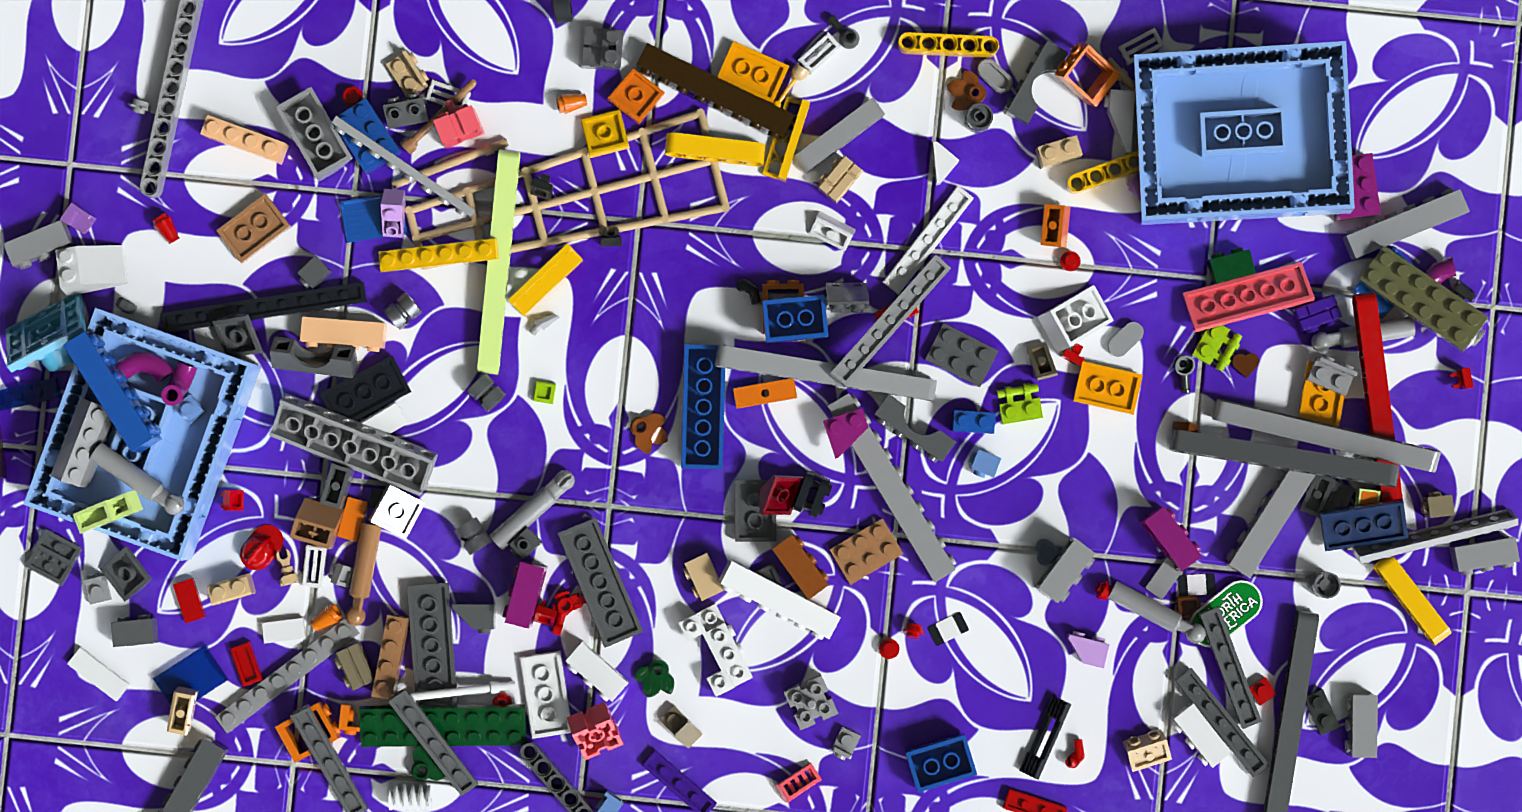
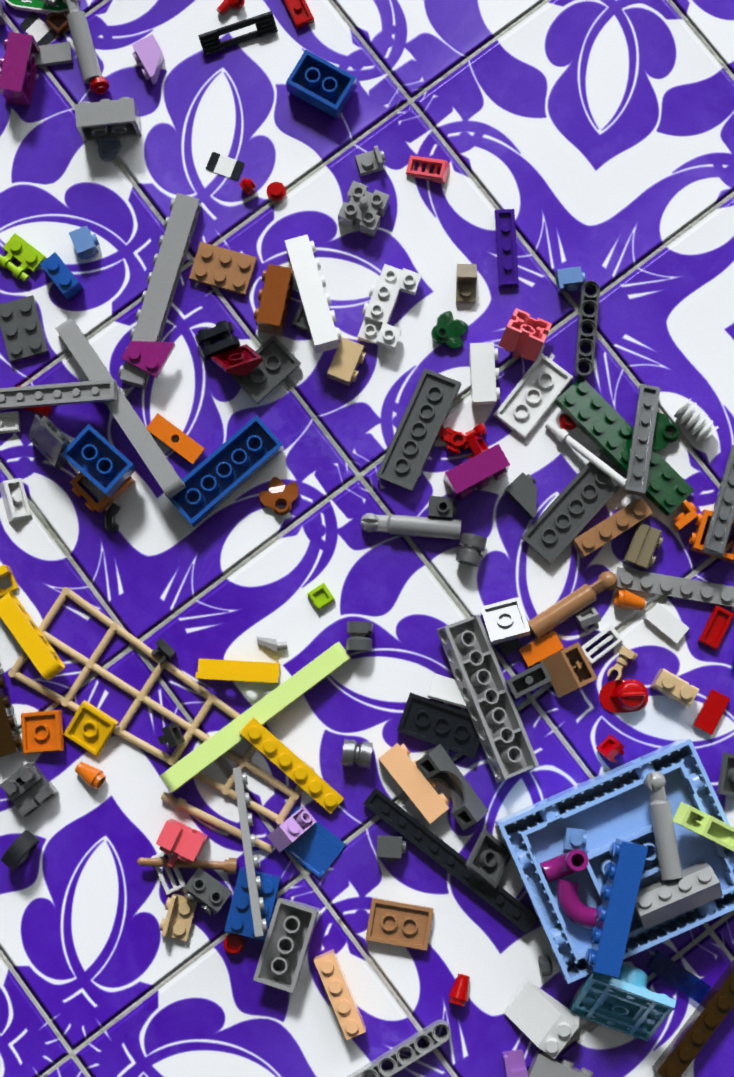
camera: 130 degrees left, 5 degrees down
(892, 413) = (106, 336): dark grey arch -> none

